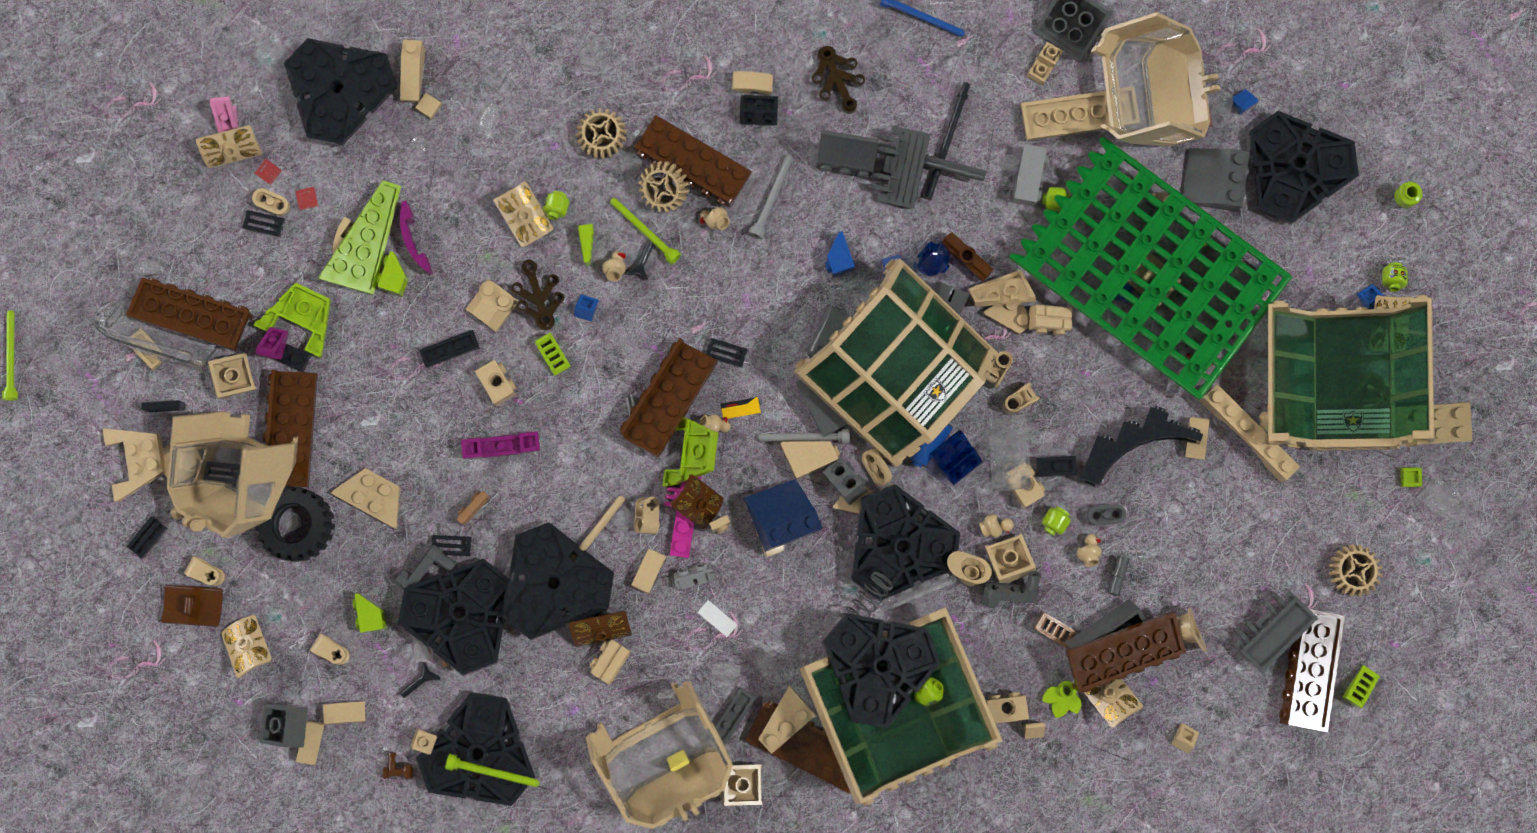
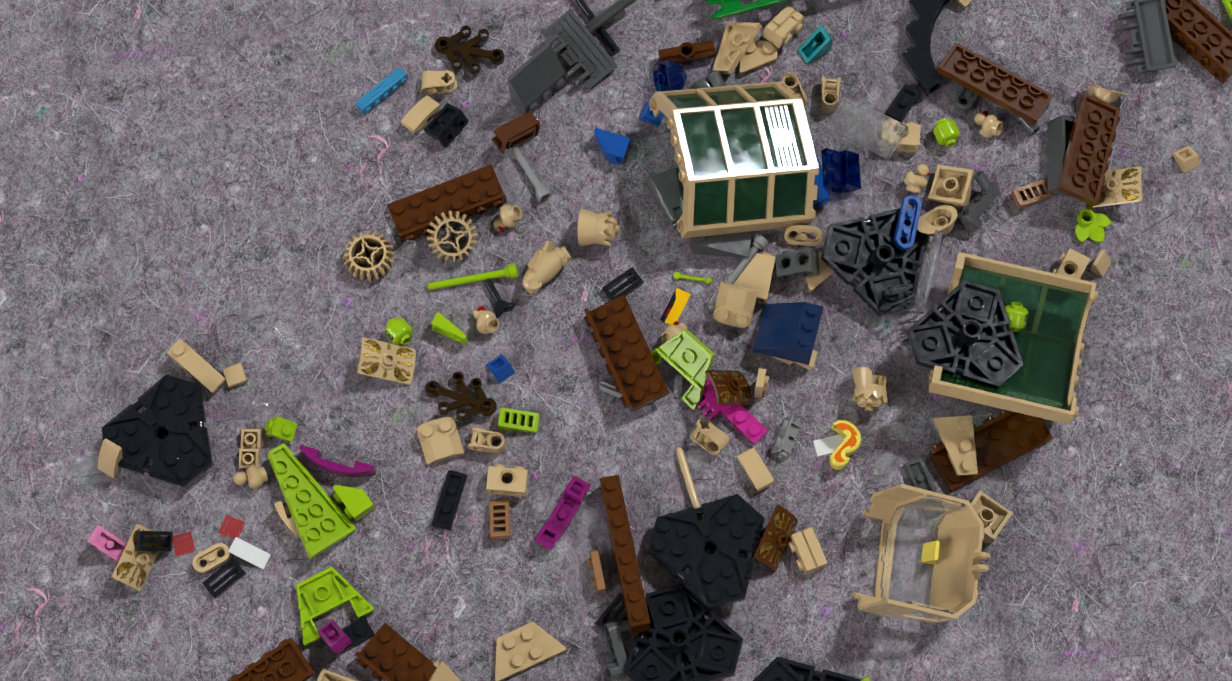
camera: 50 degrees left, 10 degrees down
(239, 138) = (141, 540): none -> black tile
(286, 63) = (109, 457): none -> tan slope
(296, 227) = (249, 552): none -> white sticker
(358, 182) = (254, 476): none -> tan animal
(379, 164) = (250, 448): none -> tan slope
(410, 175) = (280, 428): none -> lime bracket
(445, 403) = (496, 535): none -> medium nougat slope
(499, 518) = (624, 554): none -> reddish brown brick
(516, 339) = (483, 440): none -> tan piece
(694, 279) = (544, 266): none -> tan animal
(720, 632) = (848, 447): none -> light yellow animal
(750, 36) = (381, 90): none -> dark azure piece
(756, 296) = (596, 228): none -> tan hat
(768, 390) = (677, 276): none -> lime hinge
(772, 456) = (735, 305): none -> tan slope
(781, 615) = (869, 389): none -> tan hat
(788, 73) = (437, 82): none -> tan piece
(792, 170) = (516, 131): none -> reddish brown window
(956, 546) = (911, 216): none -> blue plate
(1053, 357) = (816, 45): none -> teal slope
(1129, 531) = (995, 83): none -> reddish brown bracket

